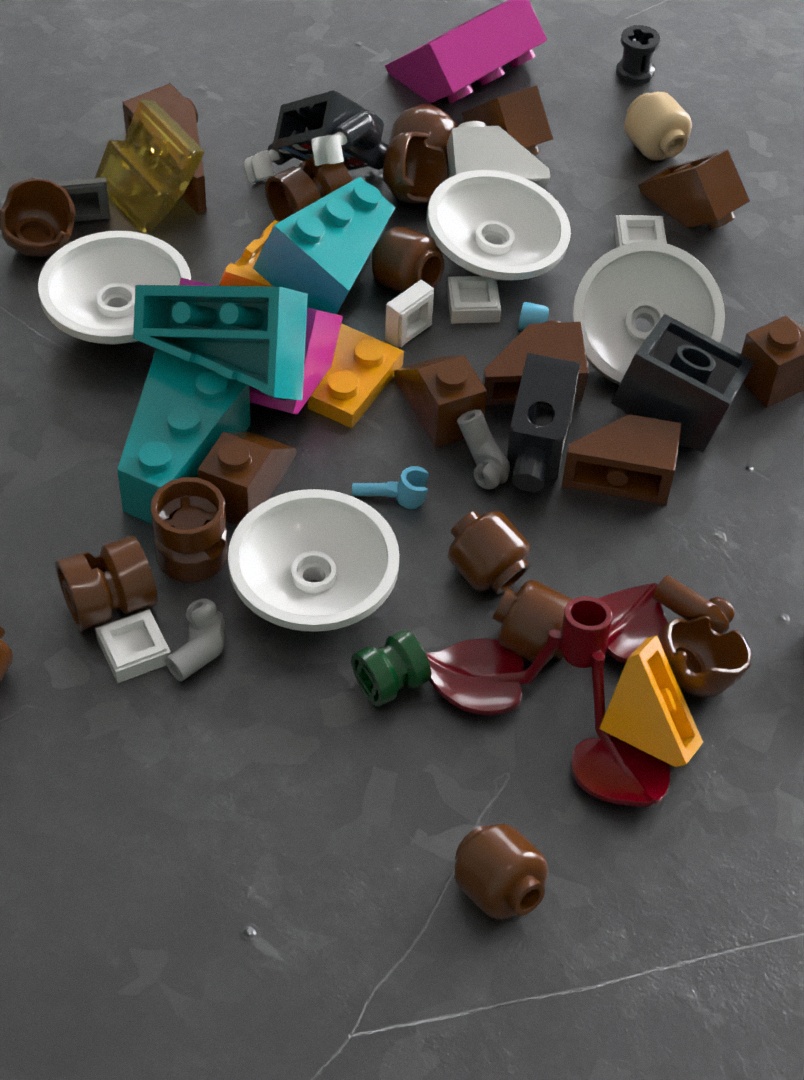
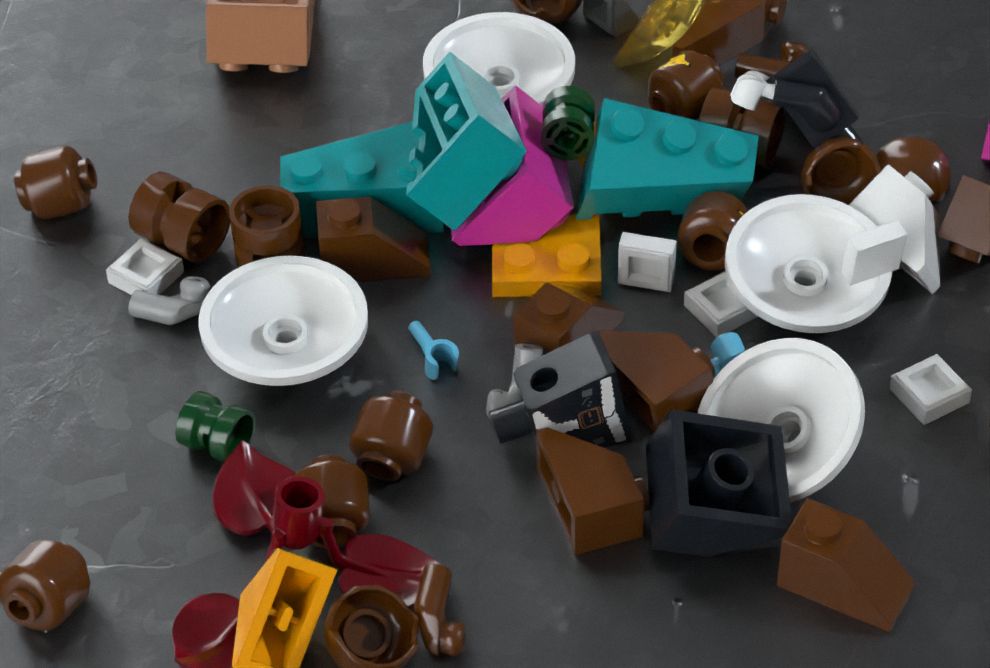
camera: 65 degrees right, 5 degrees down
(236, 199) = (683, 84): none -> reddish brown head
(245, 144) = (789, 52): none -> reddish brown arm
(255, 264) = (568, 123): none -> dark green wheel
(537, 179) = (873, 252): none -> white tile

